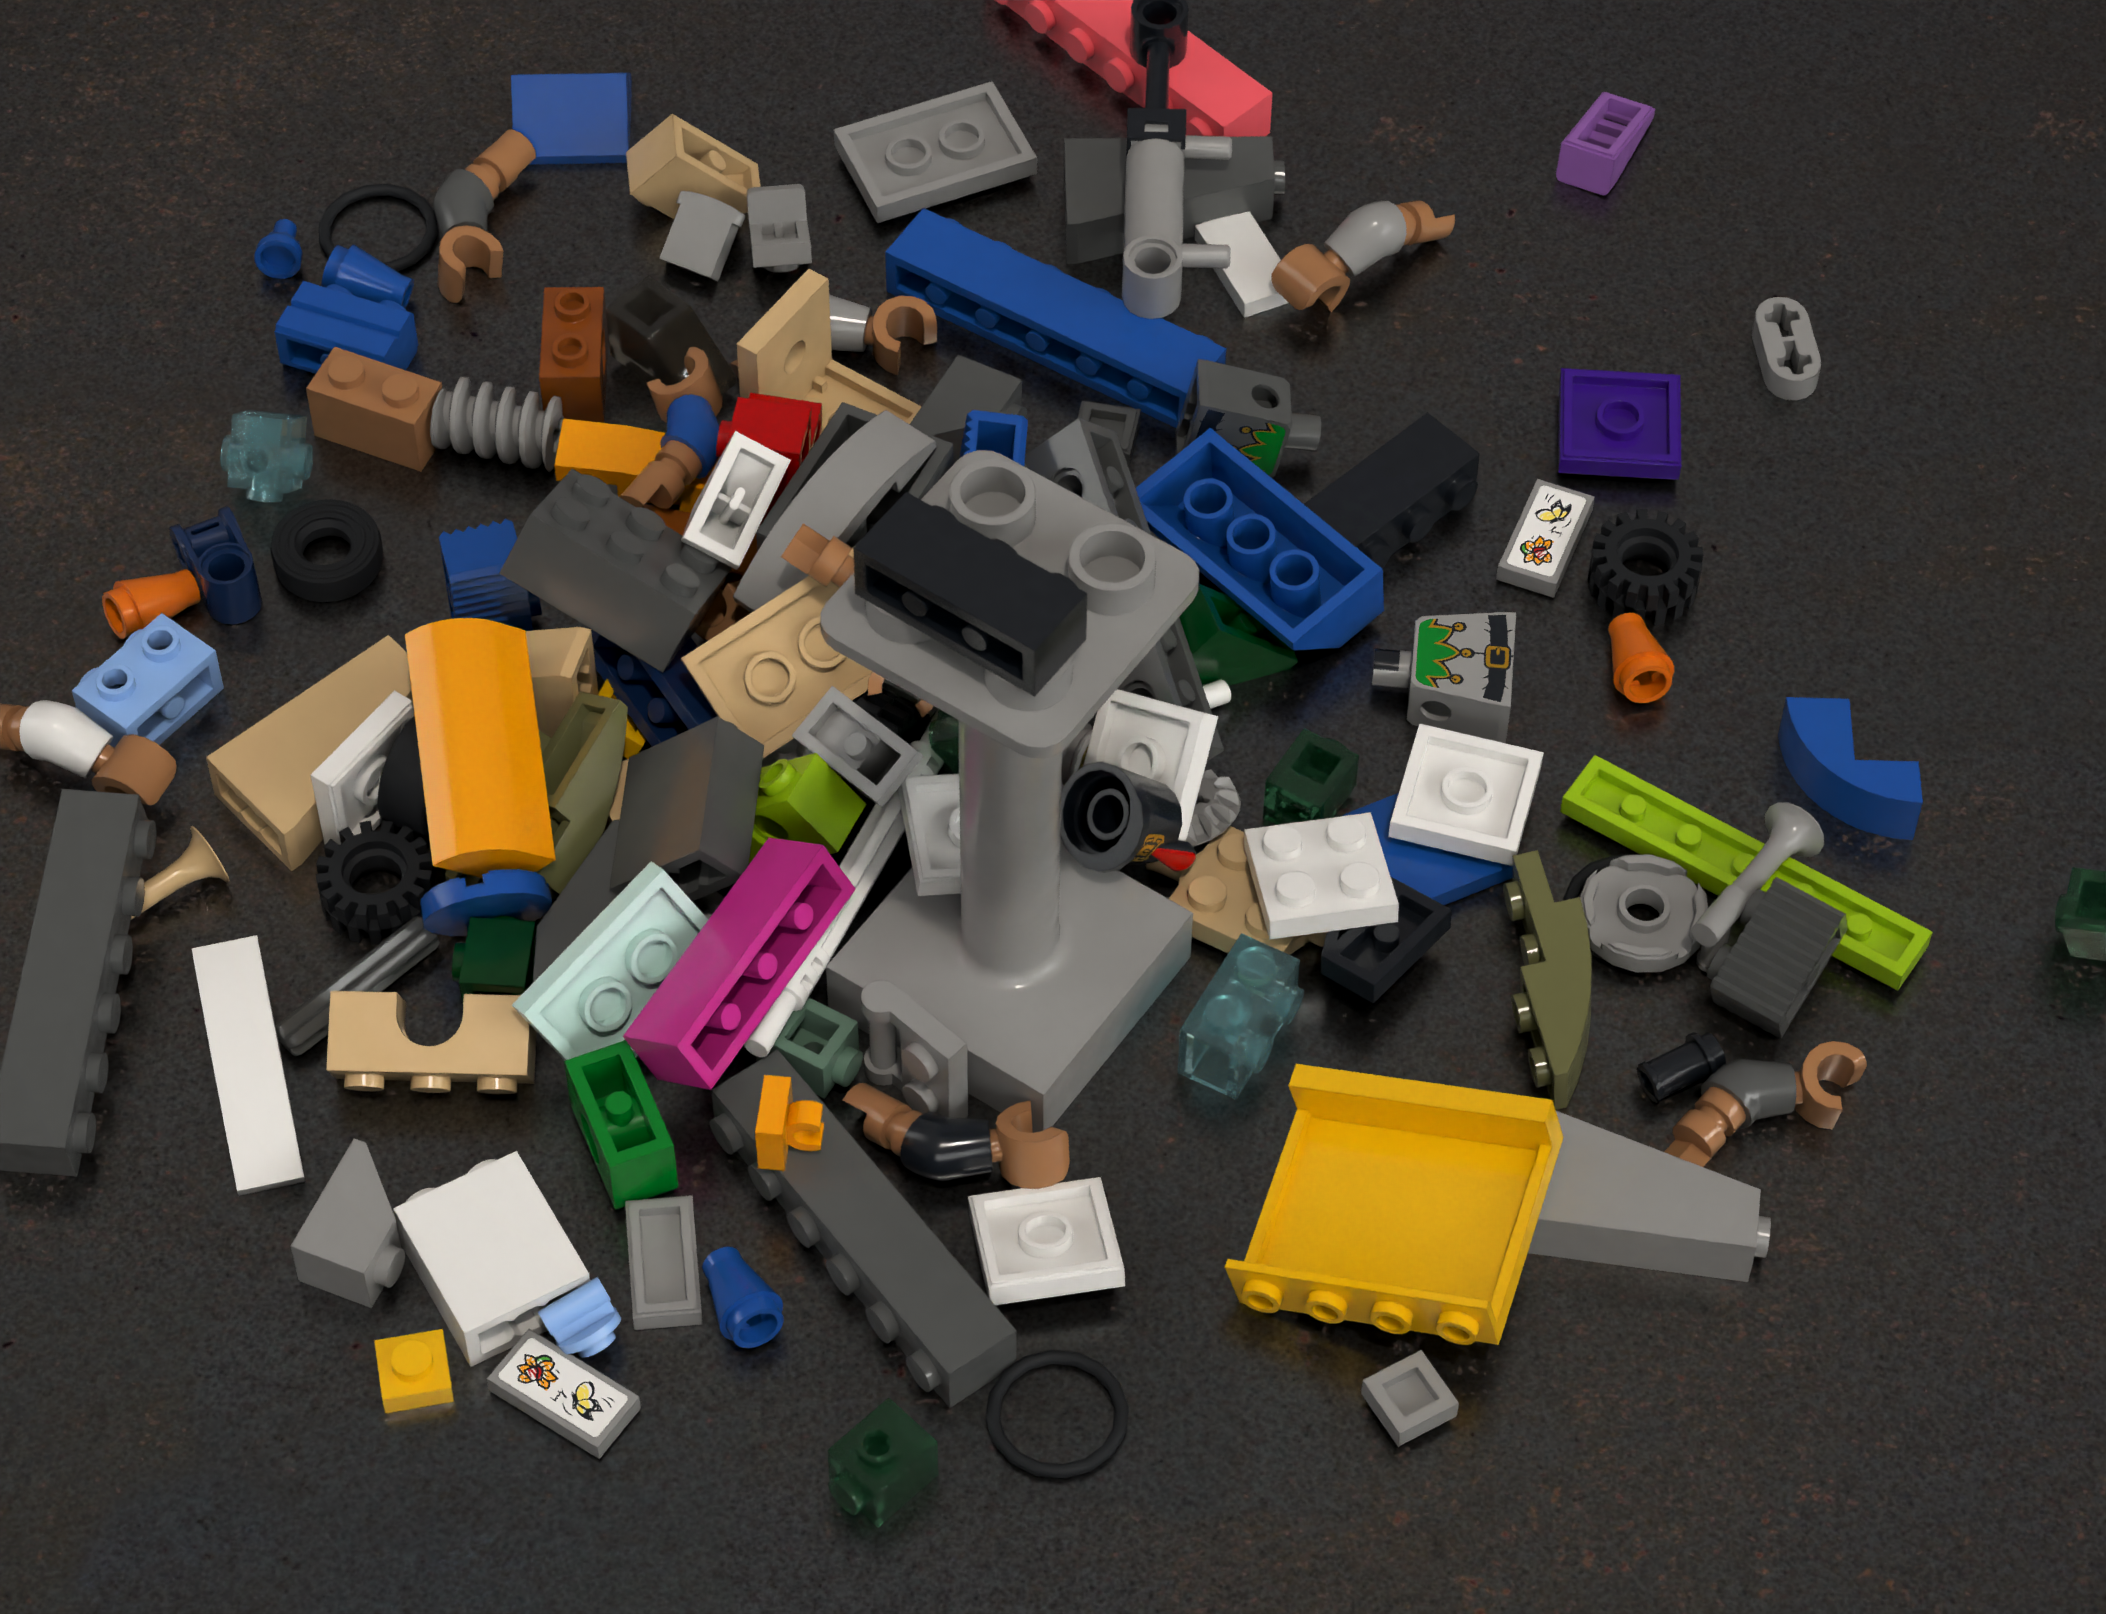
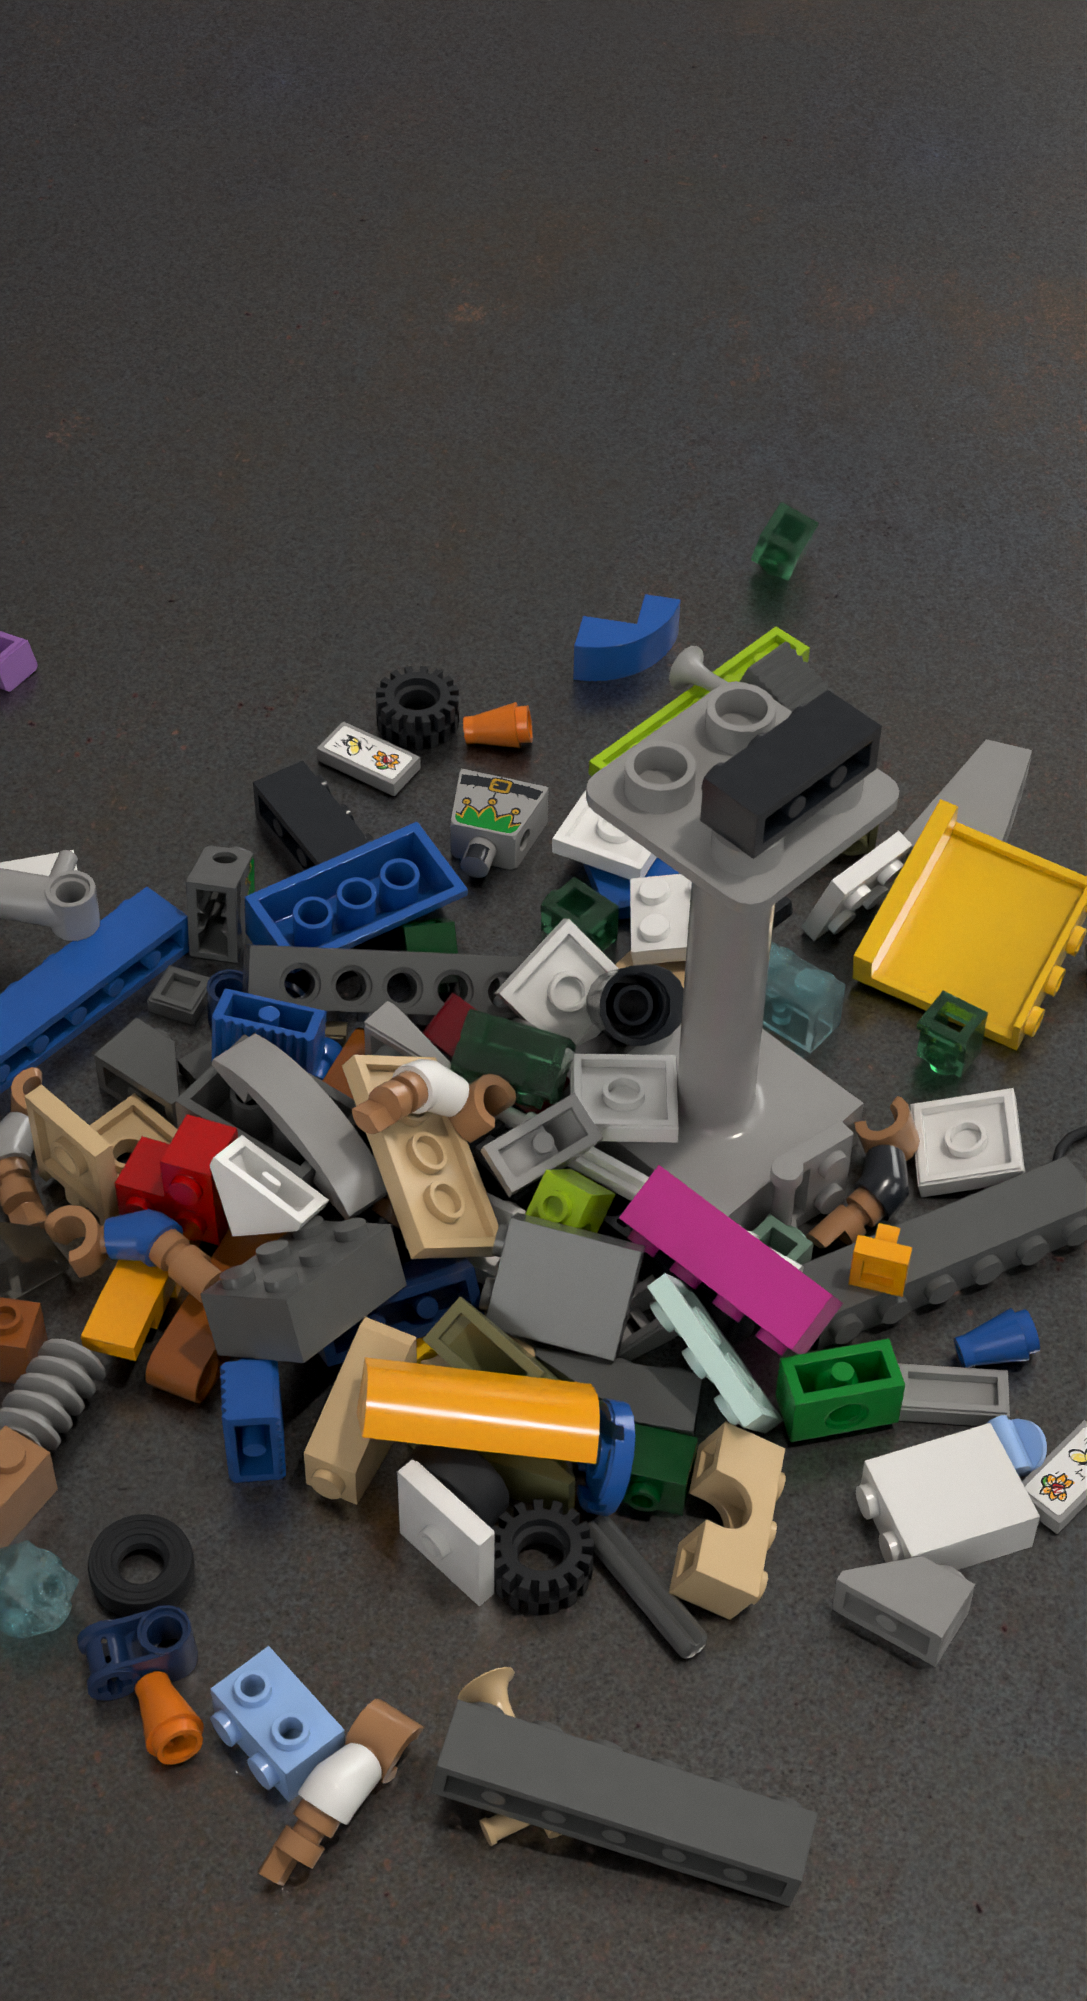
camera: 80 degrees left, 5 degrees down
(248, 1065) = (724, 1668): white slope -> none
(269, 766) = (390, 1586): tan slope -> none
(413, 1371) = (1040, 1581): yellow plate -> none
(1200, 1192) = (944, 1047): none -> clear green brick
(1355, 245) = (62, 796): piece -> none
(1415, 1052) = (857, 886): none -> white plate
(1619, 424) = (276, 696): dark purple plate -> none
(1765, 1089) = (896, 746): medium nougat piece -> none
(1797, 346) = (230, 599): light grey beam -> none

